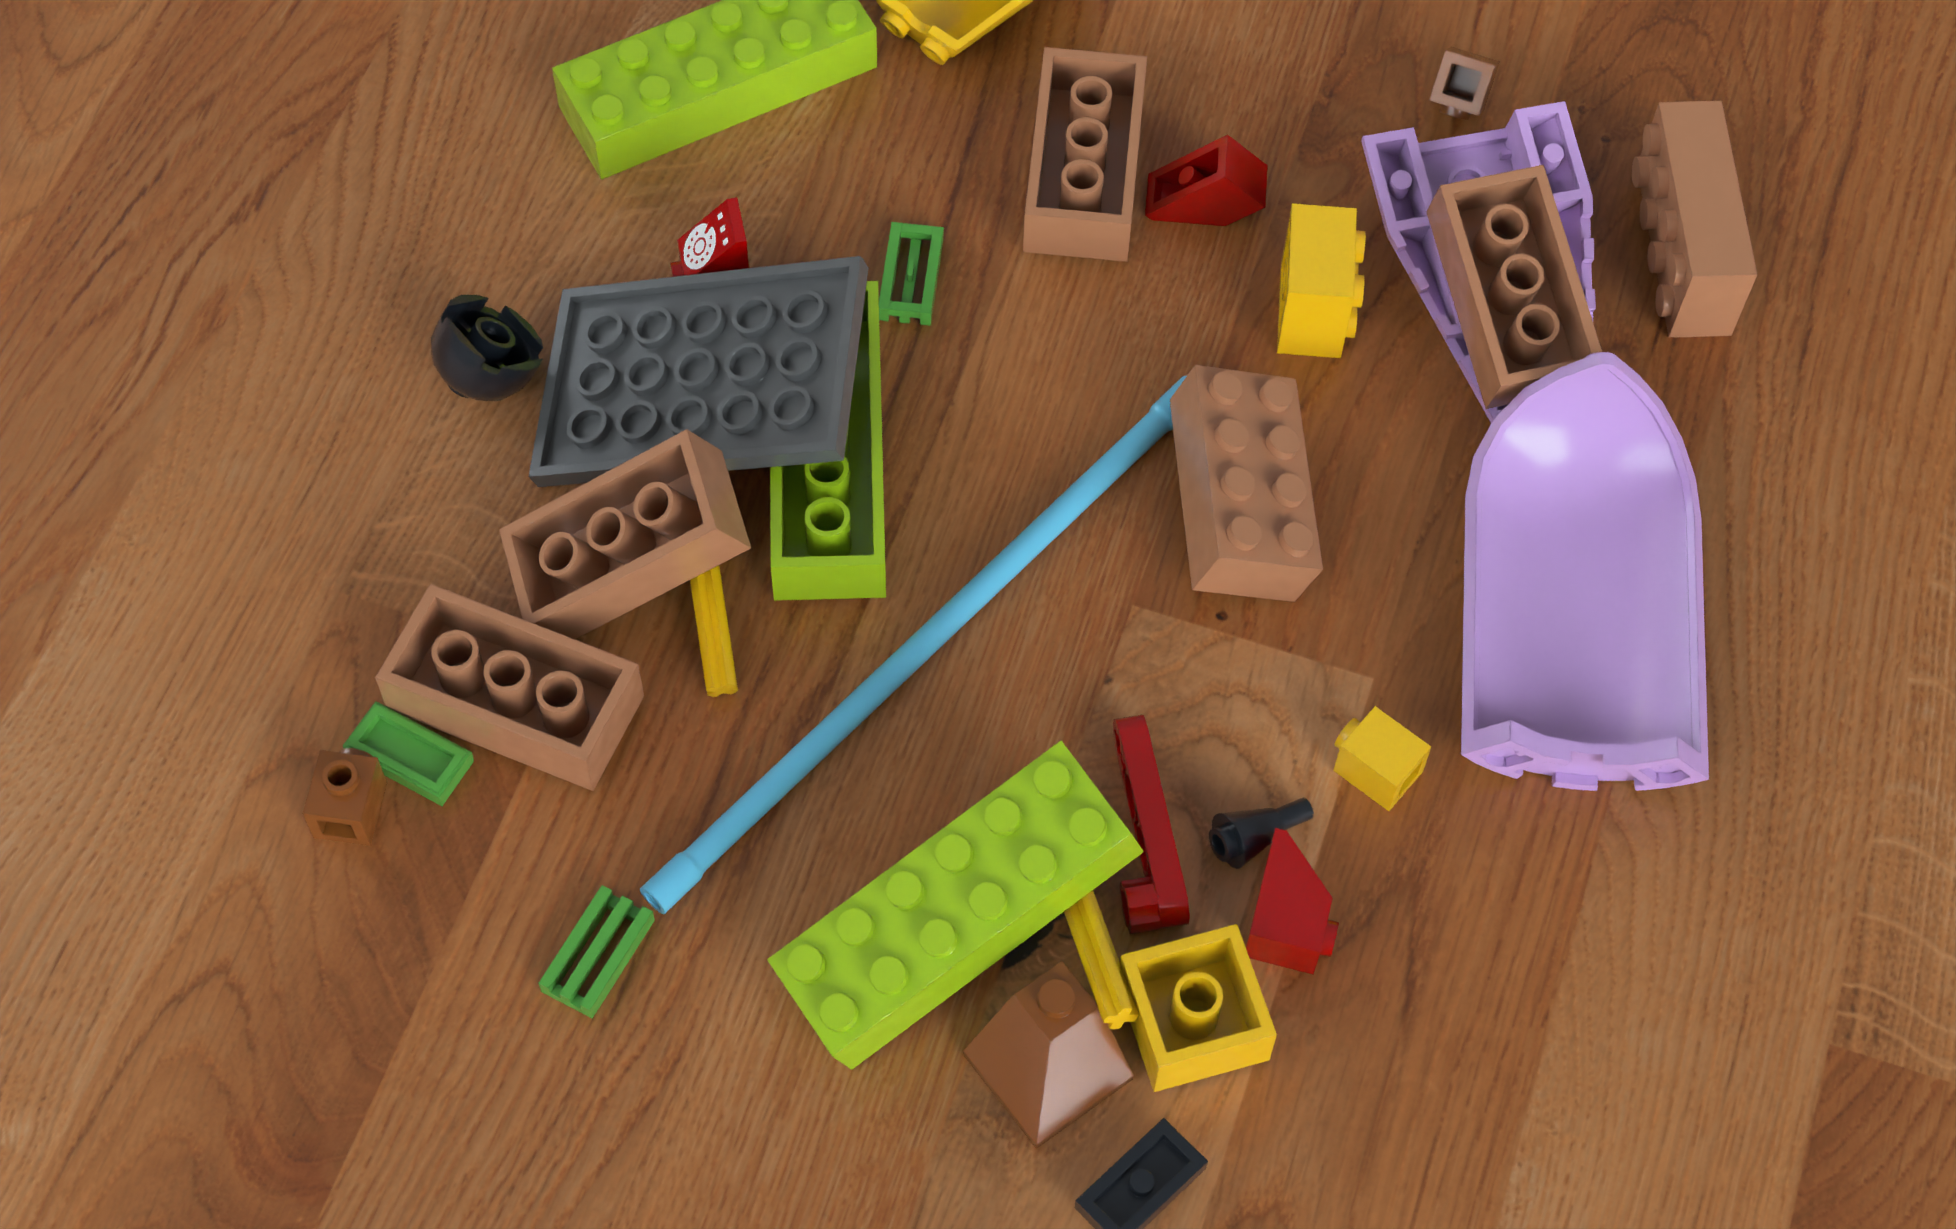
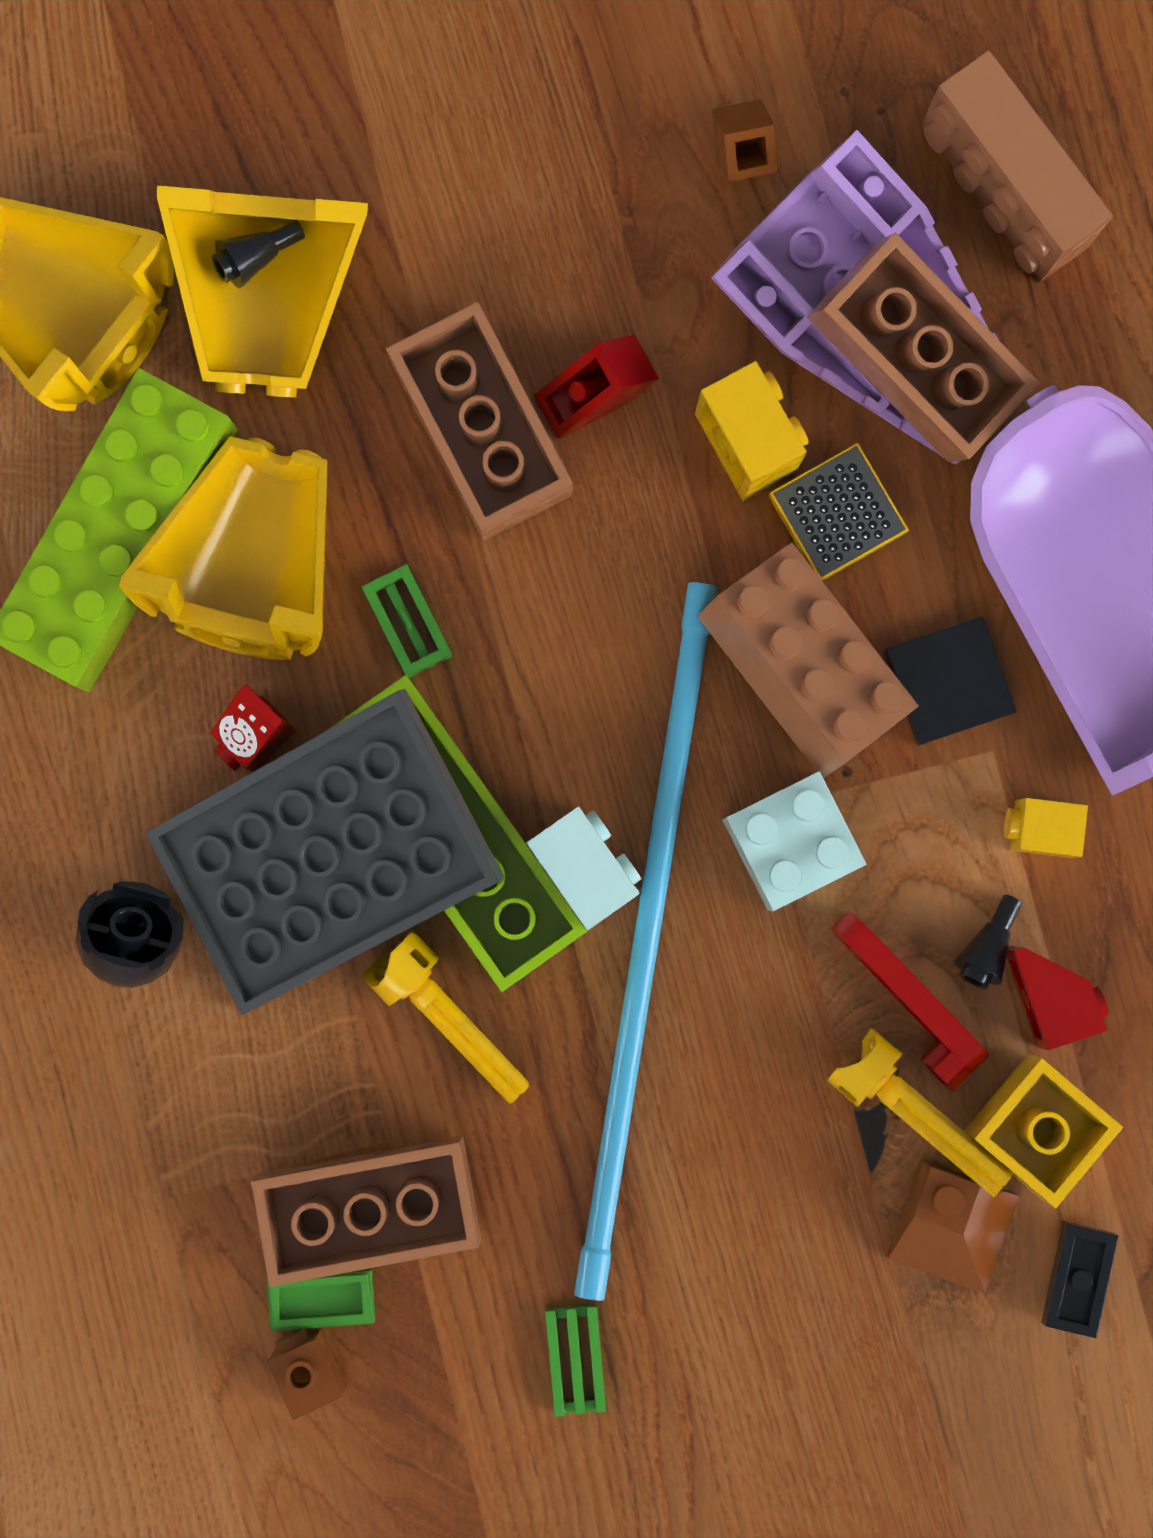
camera: 35 degrees left, 25 degrees up
(625, 537) = (375, 1045): nougat brick -> none
(802, 132) = (242, 554): none -> yellow cone
(923, 523) = (584, 866): none -> light aqua brick
(954, 906) = (833, 1179): lime brick -> none
(1128, 626) = (794, 842): none -> light aqua brick
(1357, 398) = (838, 512): none -> tile
(1370, 592) = (952, 680): none -> black tile

